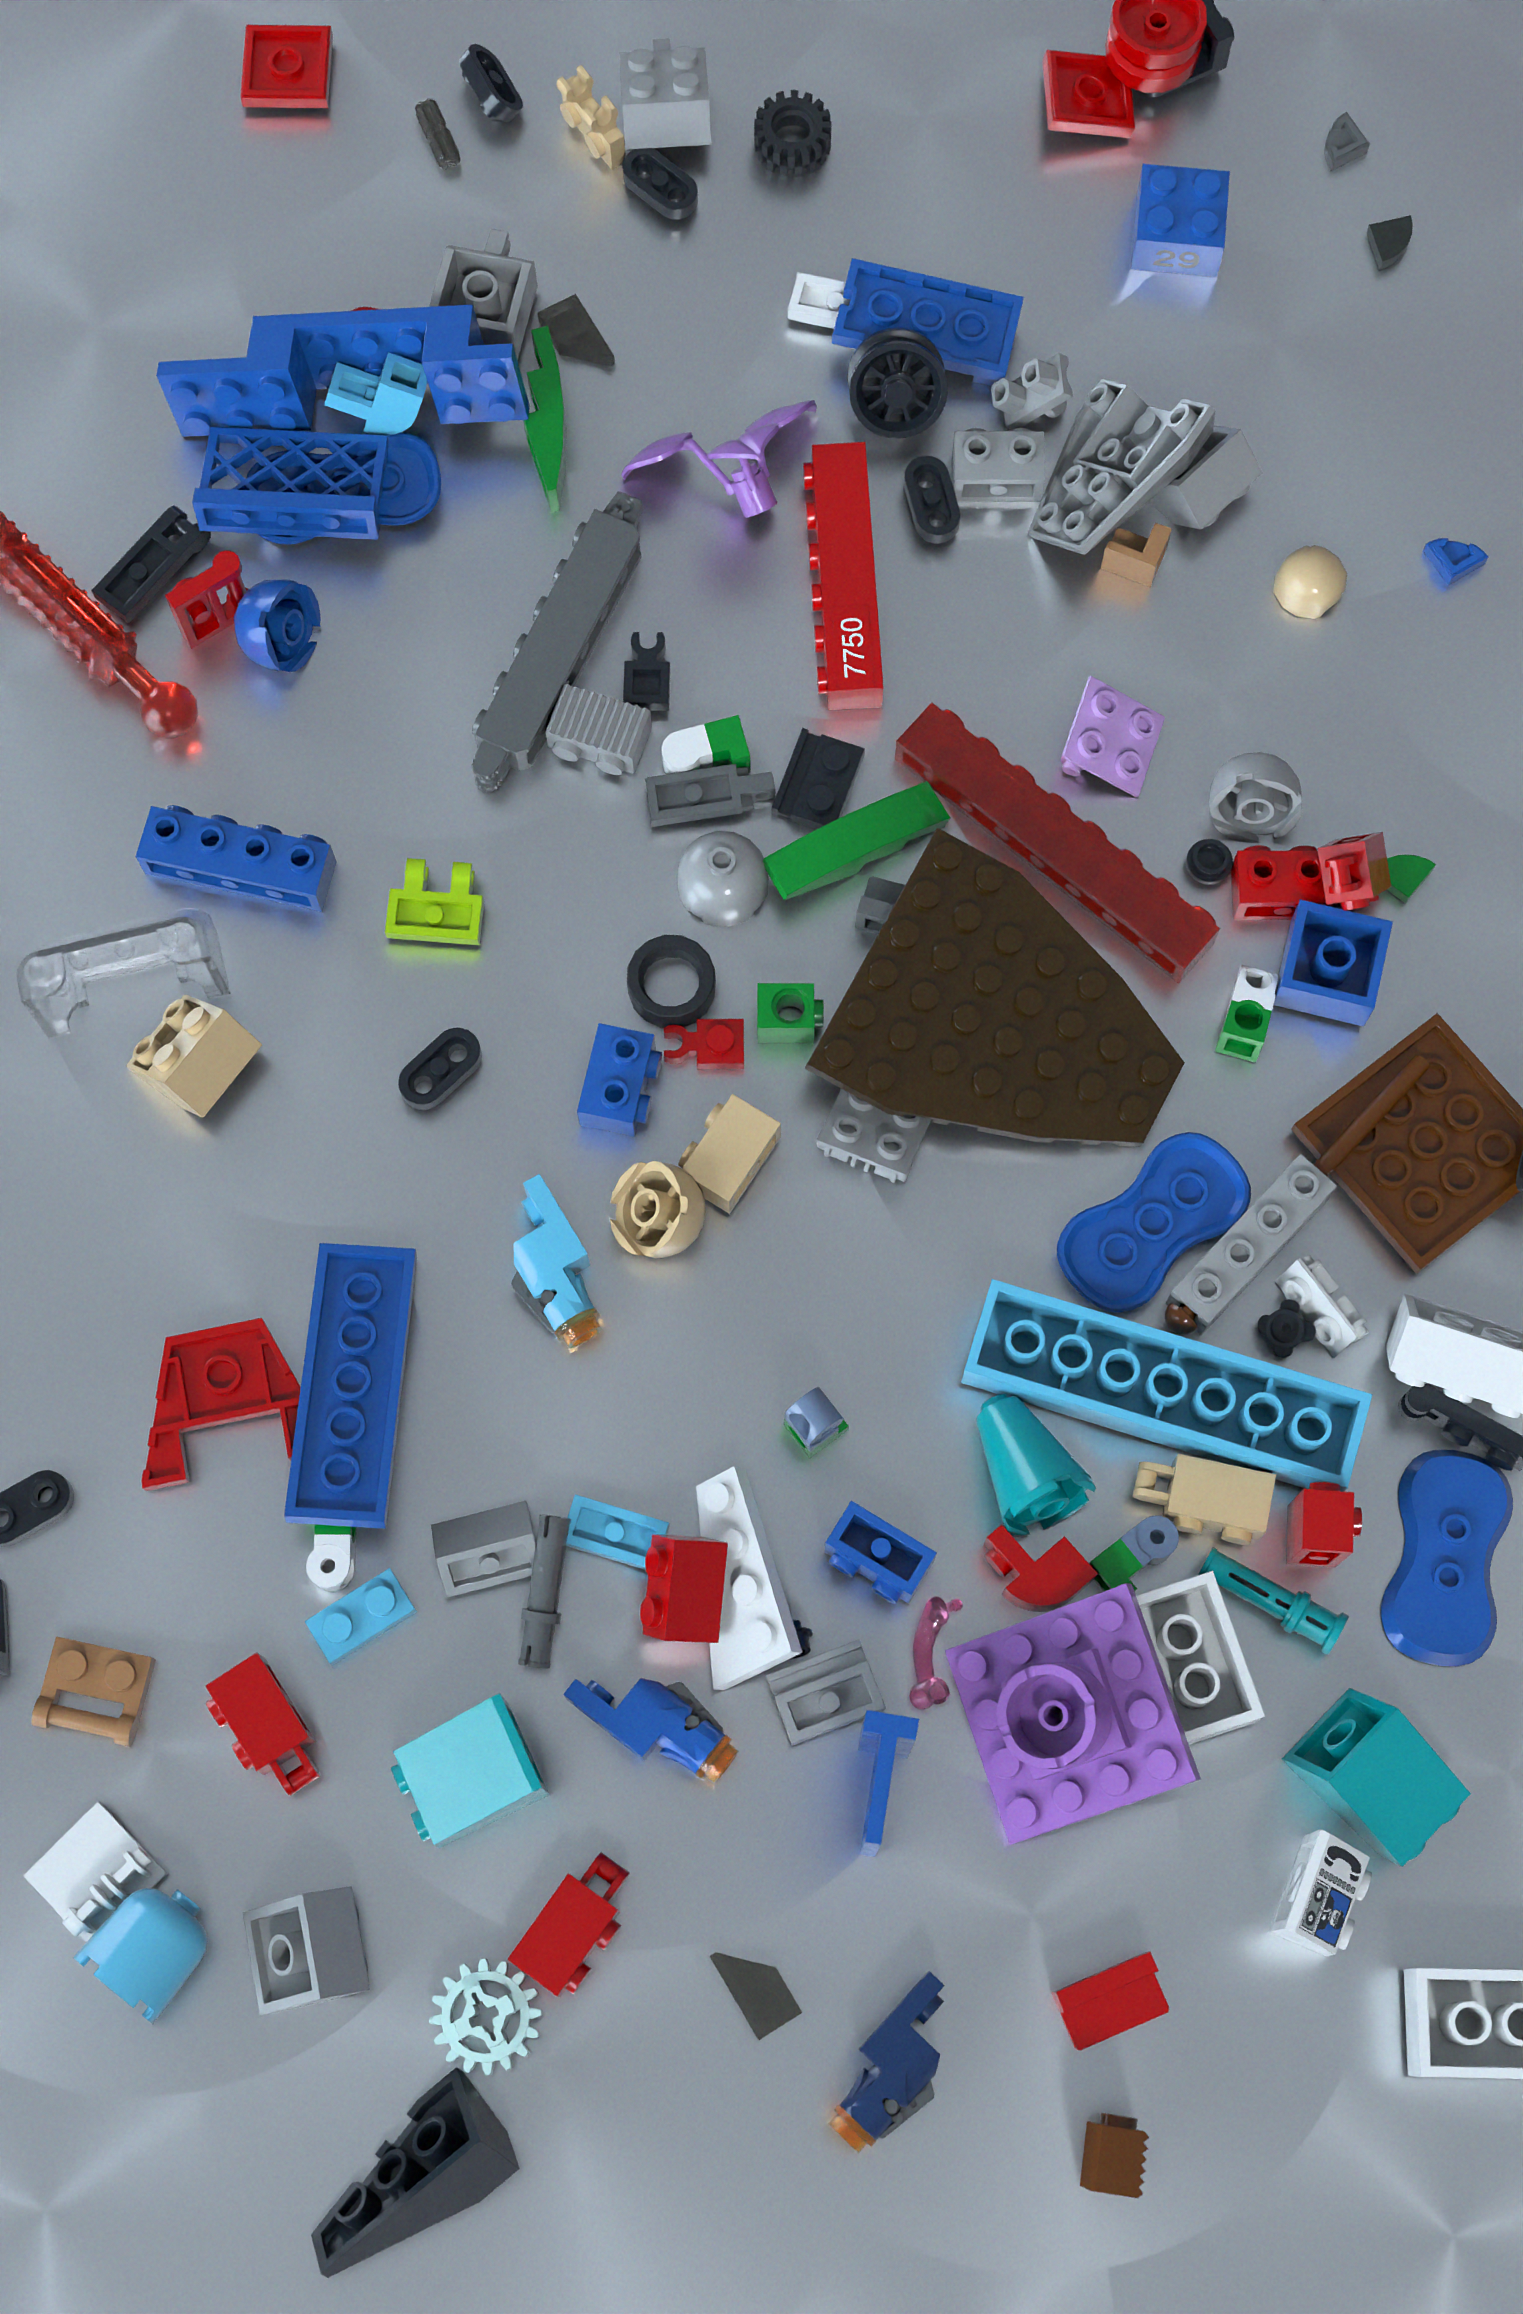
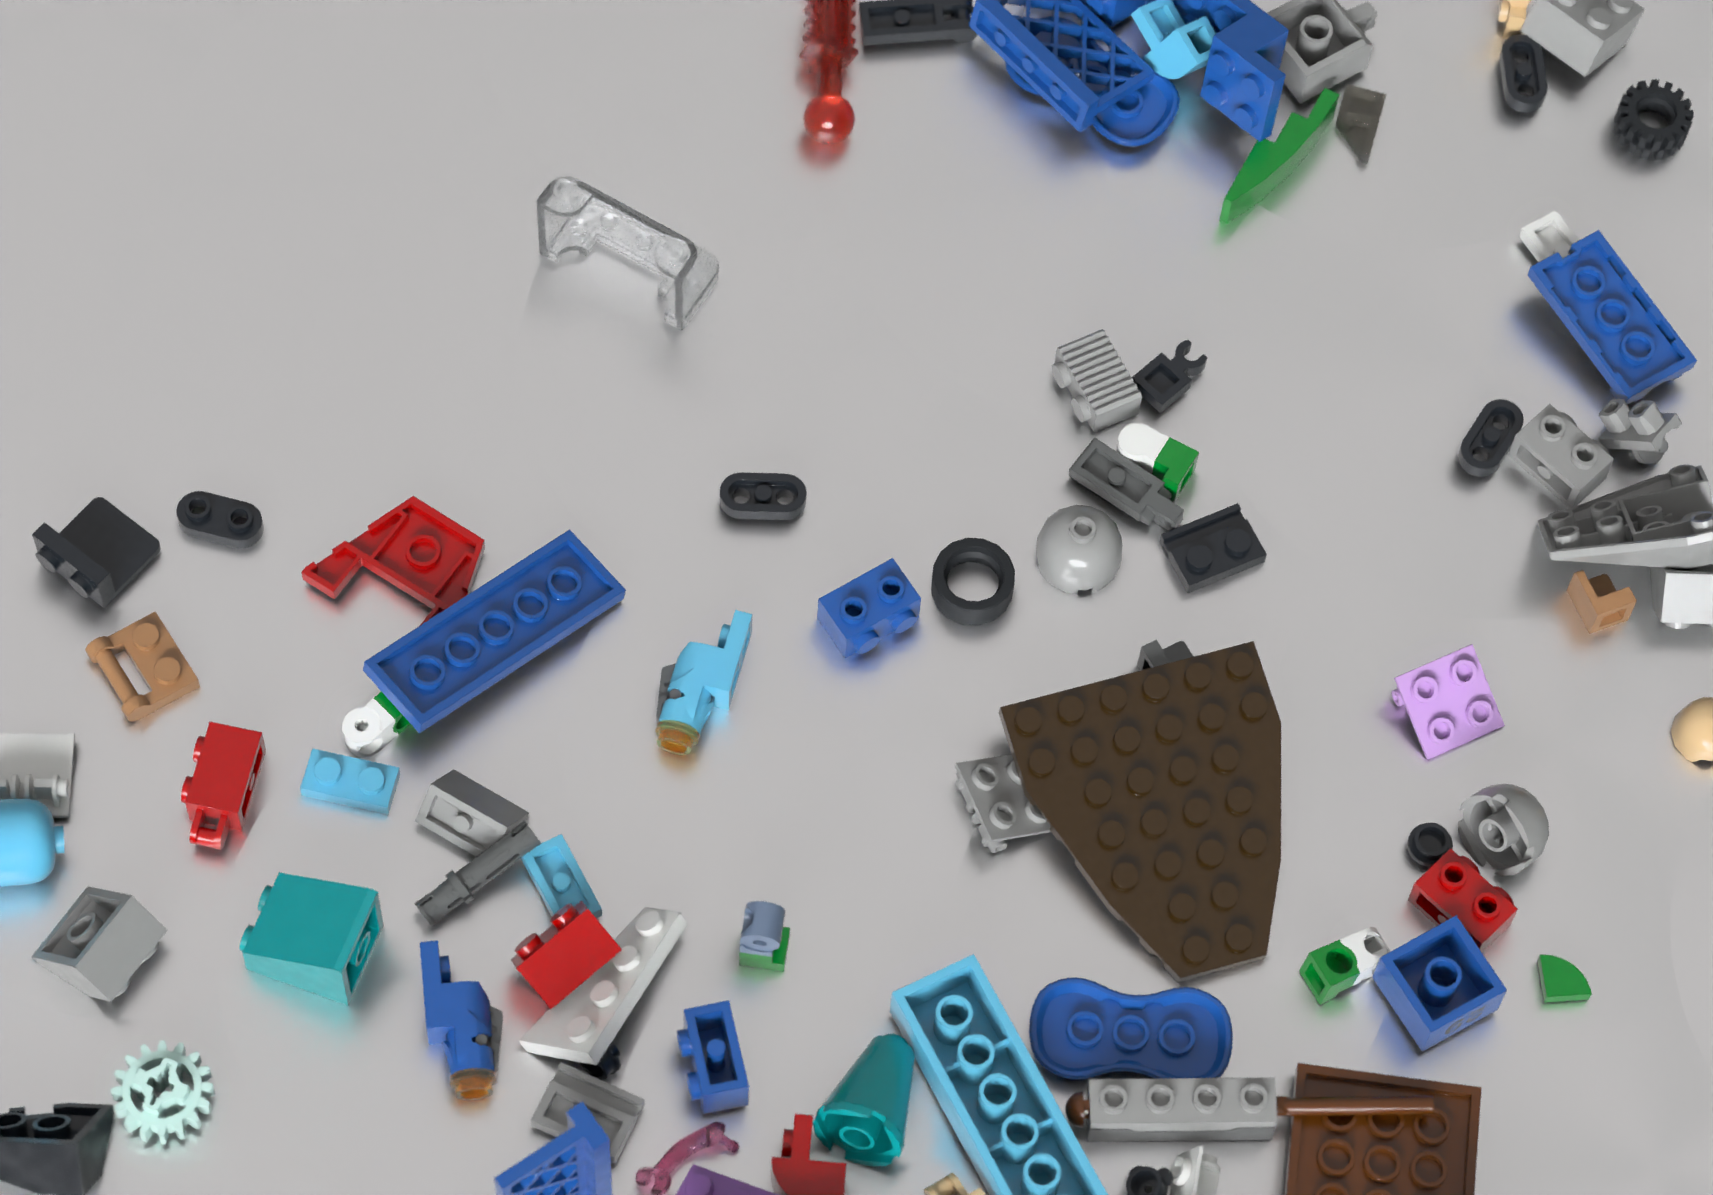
camera: 40 degrees right, 10 degrees down
(193, 1054) = (616, 342): tan slope -> none
(197, 602) = (913, 73): red plate -> none
(236, 857) = (774, 248): blue brick -> none
(276, 624) = (955, 127): blue cylinder -> none
(435, 915) = (863, 400): lime plate -> none
(558, 642) = (1133, 301): dark grey hinge -> none
(570, 1929) = (272, 1092): red brick -> none
(657, 1210) = (805, 710): tan cylinder -> none
(715, 1044) = (958, 648): red plate -> none
(730, 1151) = (891, 720): tan brick -> none
(749, 481) = (1371, 314): medium lavender plant -> none
(774, 997) = (1021, 654): green brick -> none
(846, 576) = (1373, 433): red brick -> none
(854, 840) = (1193, 603): green slope -> none
(897, 383) = (1541, 336): black wheel -> none
(1057, 842) = (1333, 734): clear red brick -> none
(1354, 870) = (1518, 934): red brick -> none

